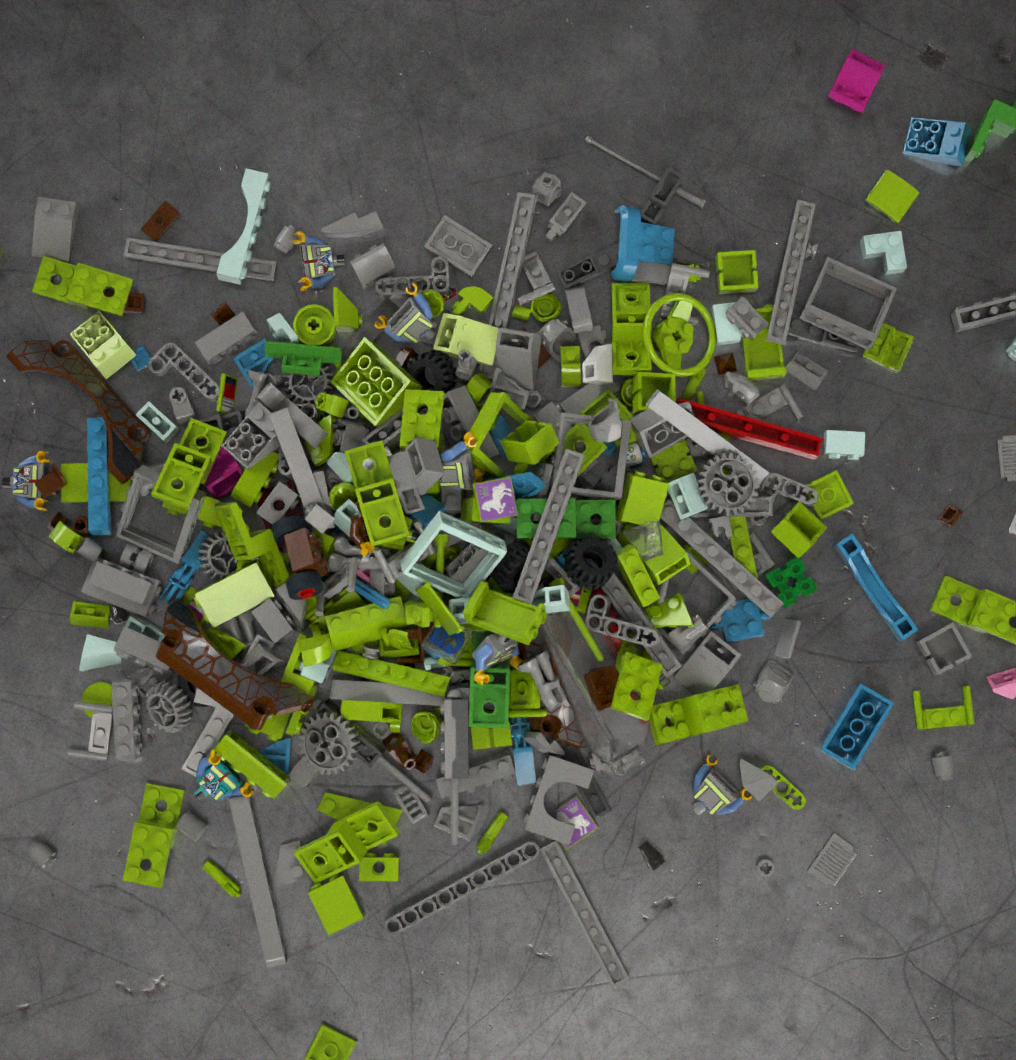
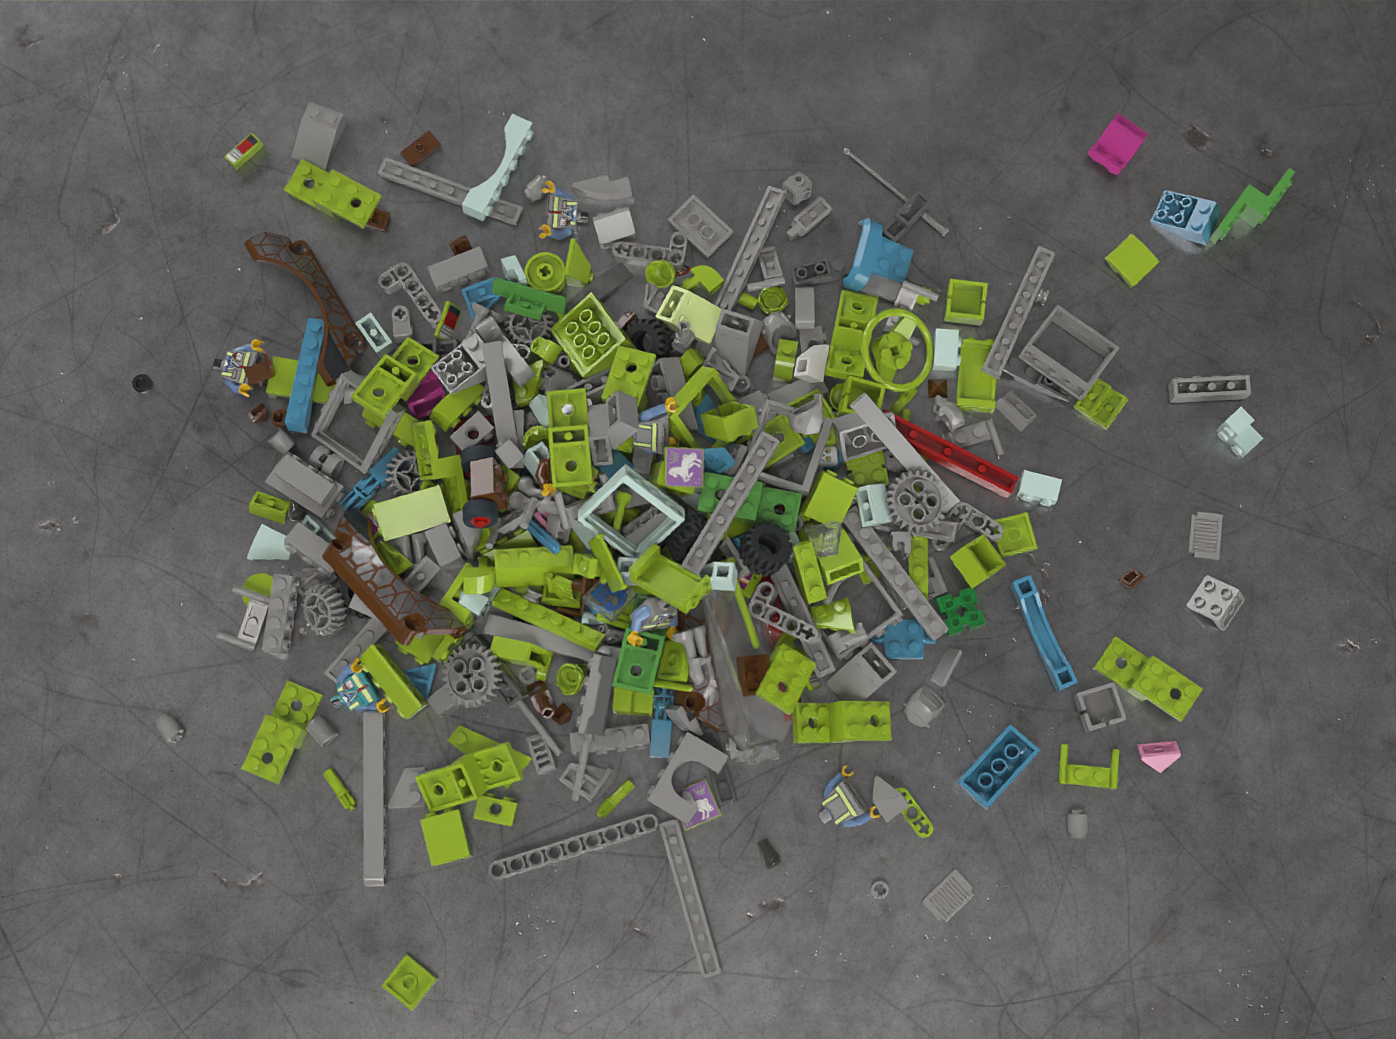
camera: 15 degrees right, 5 degrees down
(66, 537) = (262, 425): lime brick -> none
(102, 344) = (339, 253): yellowish green slope -> none
(141, 359) = (371, 272): dark azure tile -> none
(263, 660) = (426, 581): light grey slope -> none
(410, 321) = (639, 285): torso -> none
(746, 318) = (966, 347): light grey bracket -> none
(887, 246) = (1118, 306): light aqua brick -> none

